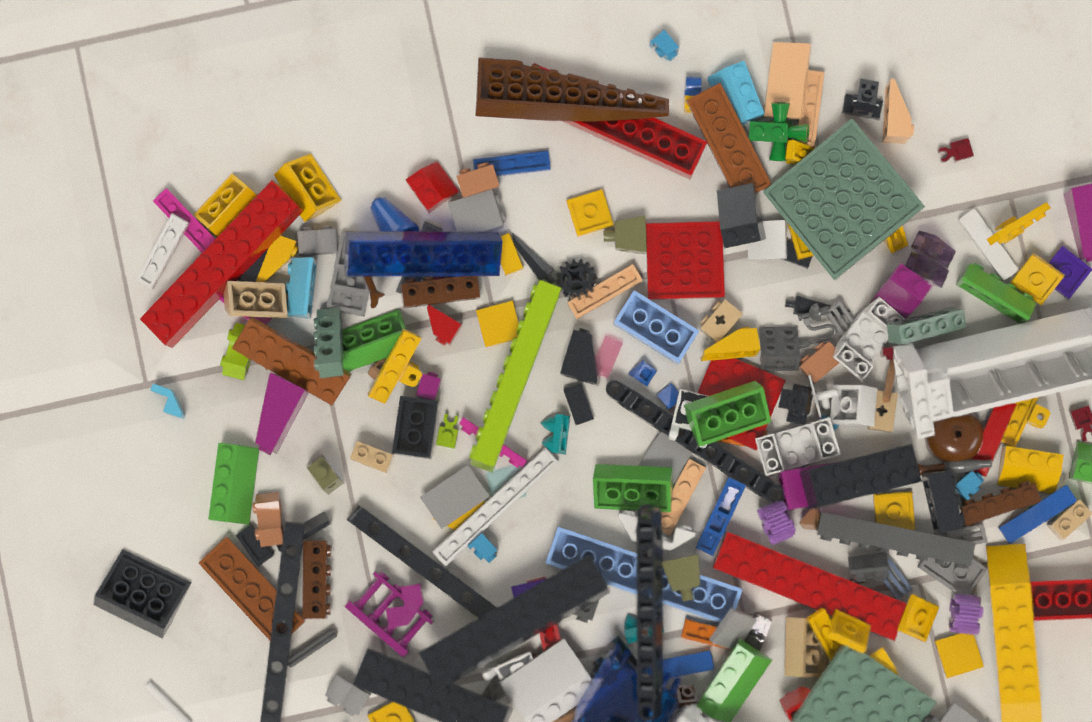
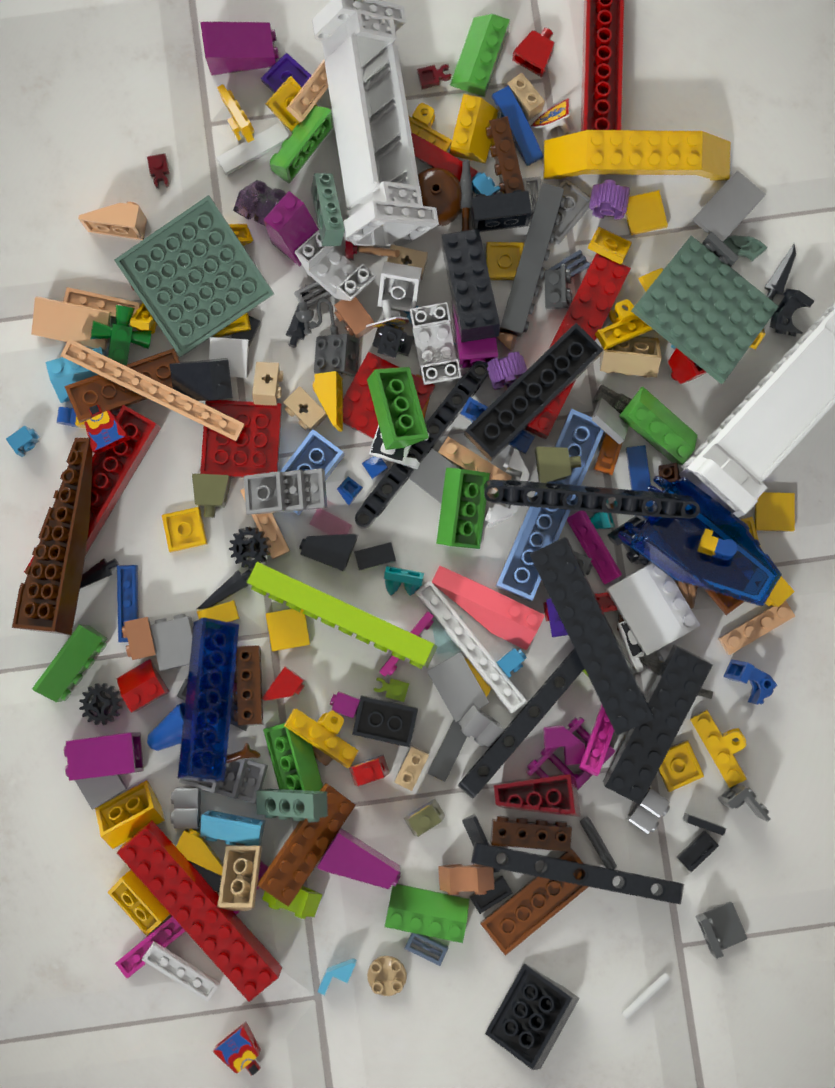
camera: 90 degrees left, 0 degrees up
(92, 314) = (239, 1050): none -> torso
(170, 449) = (386, 976): none -> tan dish
(206, 490) = (424, 955): none -> sand blue tile
(336, 155) = (100, 789): none -> light grey tile
(355, 588) = (542, 795): none -> dark red wedge
(361, 157) = (104, 756): none -> magenta slope
(366, 416) = (369, 770): none -> red torso
(395, 495) = (448, 752): none -> dark grey tile
(405, 637) = (597, 744): none -> dark pink plate
(417, 522) = (481, 727): none -> light grey brick
(419, 147) = (99, 696): none -> black gear
(448, 116) = (70, 663): none -> bright green slope
(533, 525) = (491, 609): none -> coral wedge
(541, 134) = (98, 572): none -> black bar
(604, 623) = (594, 546): none -> dark pink plate
(633, 309) = (285, 491): none -> light grey slope
(679, 126) = (104, 430): none -> torso
(724, 169) = (152, 389): none -> light nougat plate
(733, 277) = (266, 383): none -> tan brick
(754, 547) = (533, 392): none -> black brick
(849, 631) = (621, 307): yellow tile -> none
(865, 102) = (102, 250): black tile -> none
(1048, 297) = (309, 94): none -> light nougat plate
(1051, 551) = (554, 117): none -> shield

